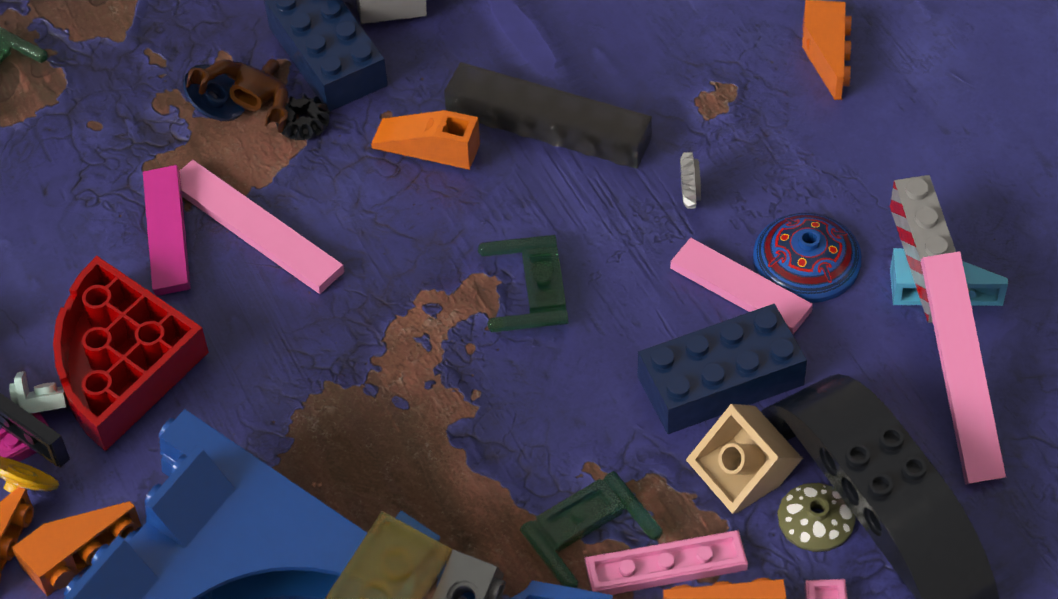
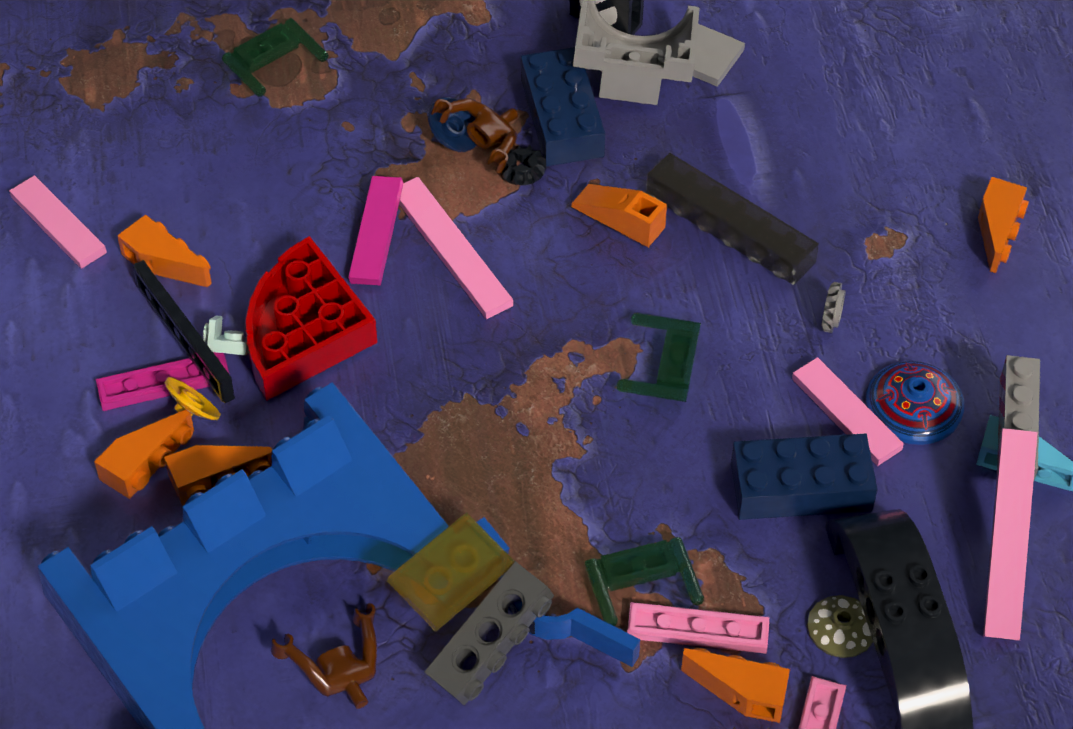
camera: 15 degrees right, 0 degrees up
(743, 457) = (795, 557): tan slope -> none

